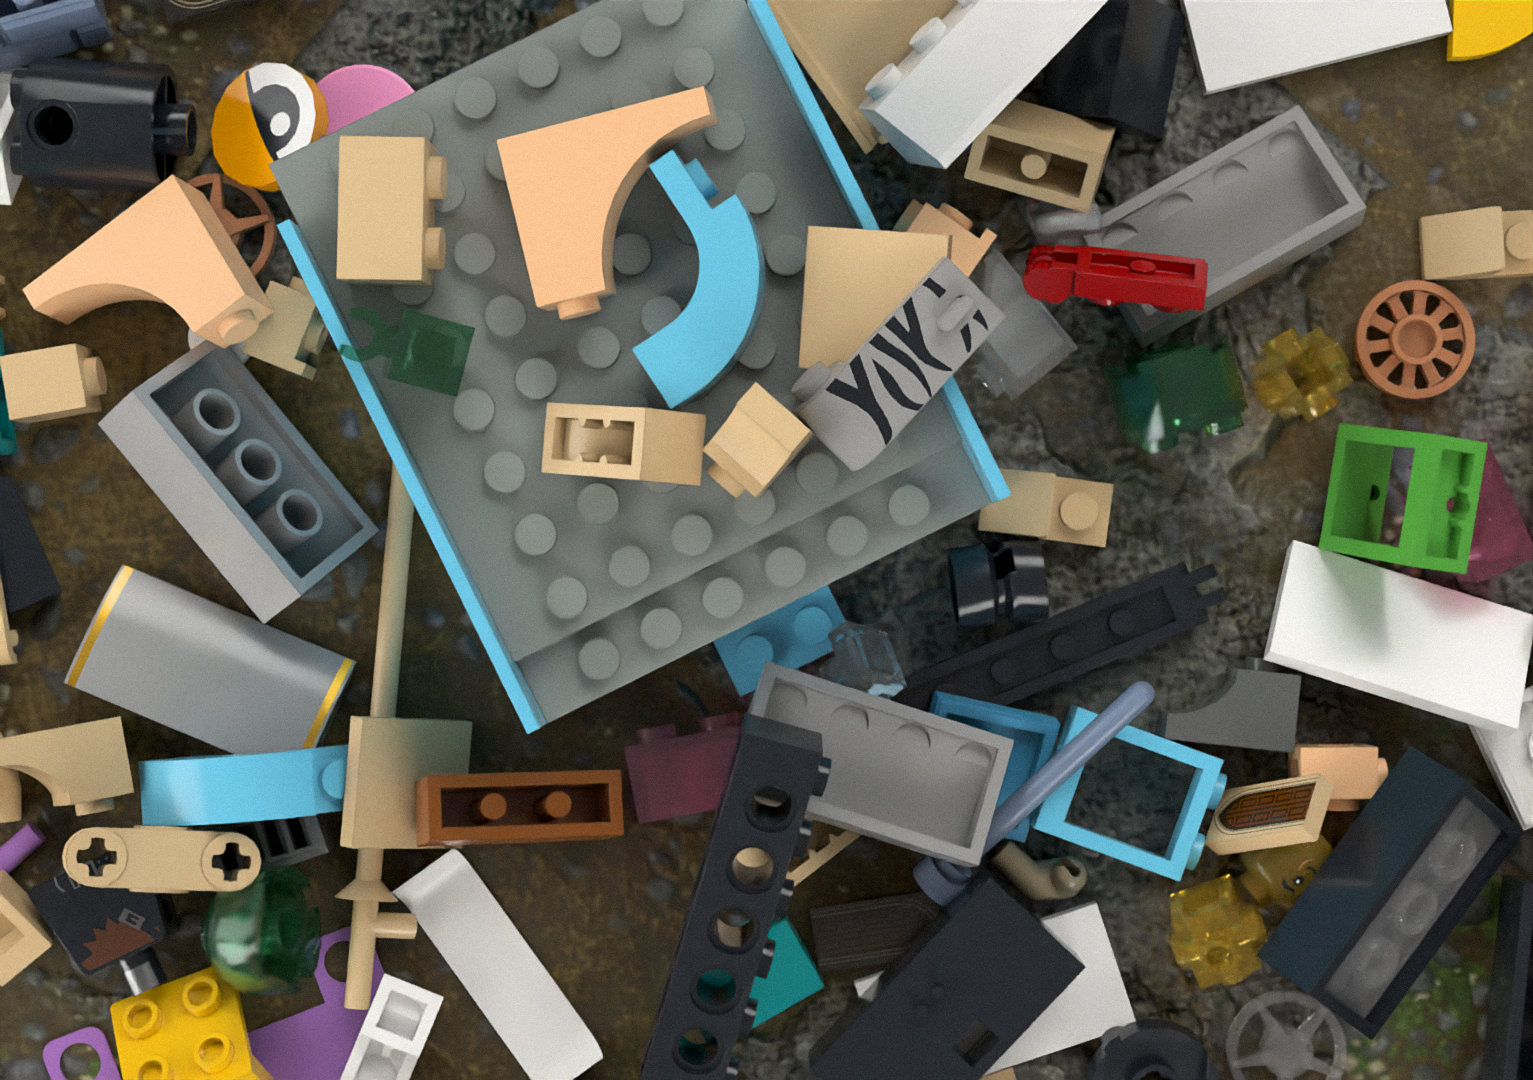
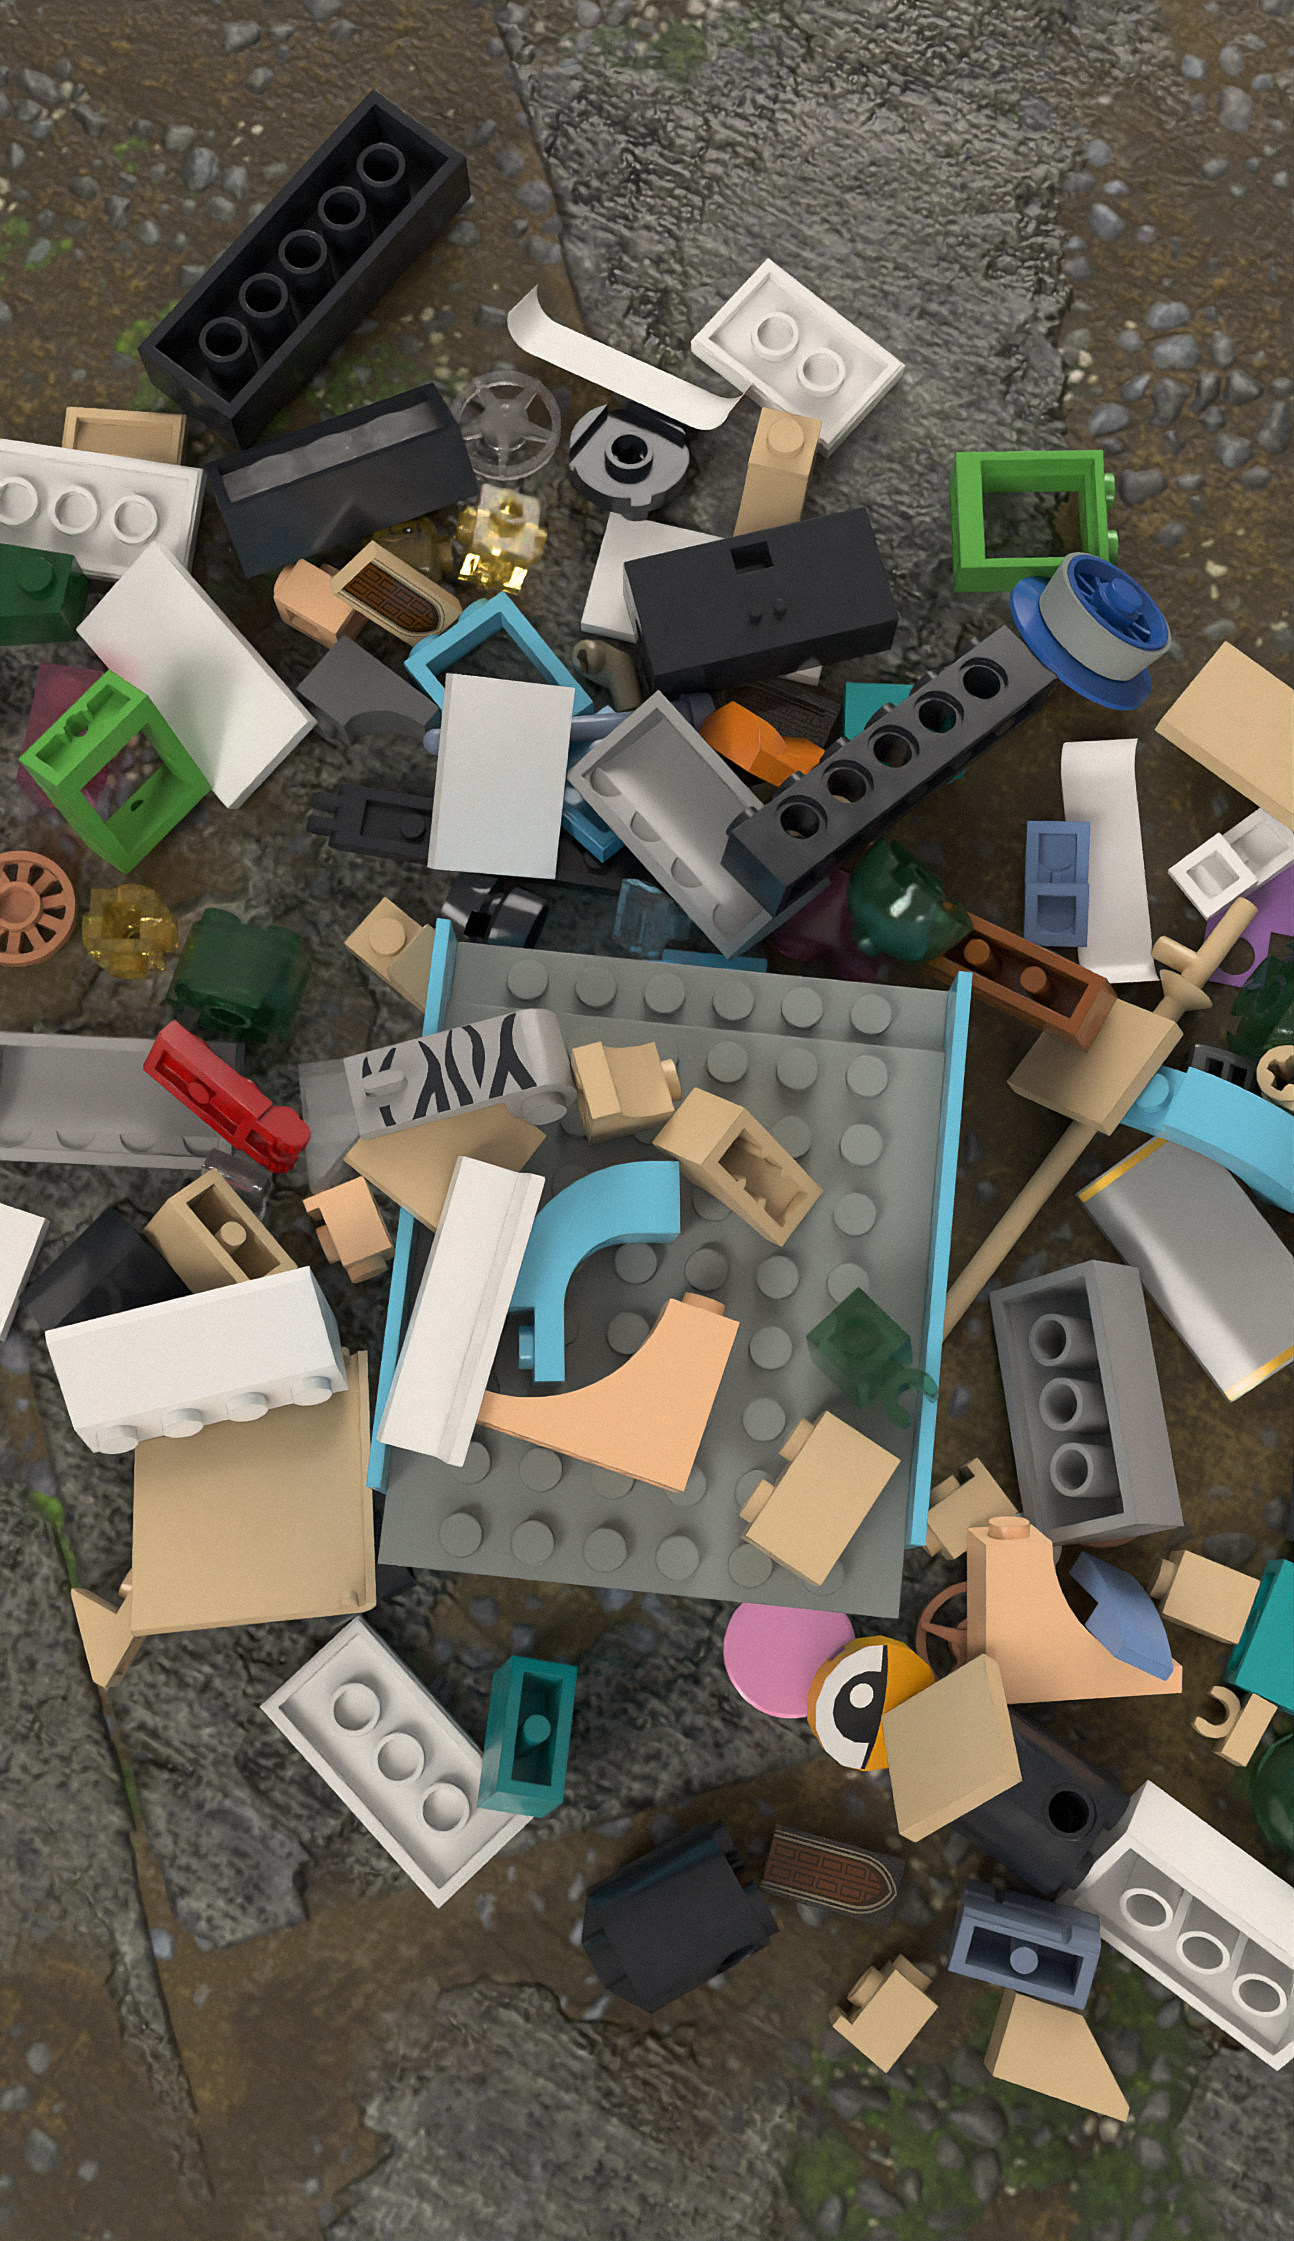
camera: 145 degrees left, 10 degrees down
(100, 319) = (1124, 1616): none -> medium blue slope
(178, 116) = (950, 1748): none -> tan tile
(534, 925) = (1056, 883): none -> medium blue slope
(644, 797) = (901, 906): none -> clear green cylinder
(771, 172) = (460, 1310): none -> white panel
(854, 870) = (758, 745): none -> orange slope
(1066, 700) = (500, 776): none -> white tile

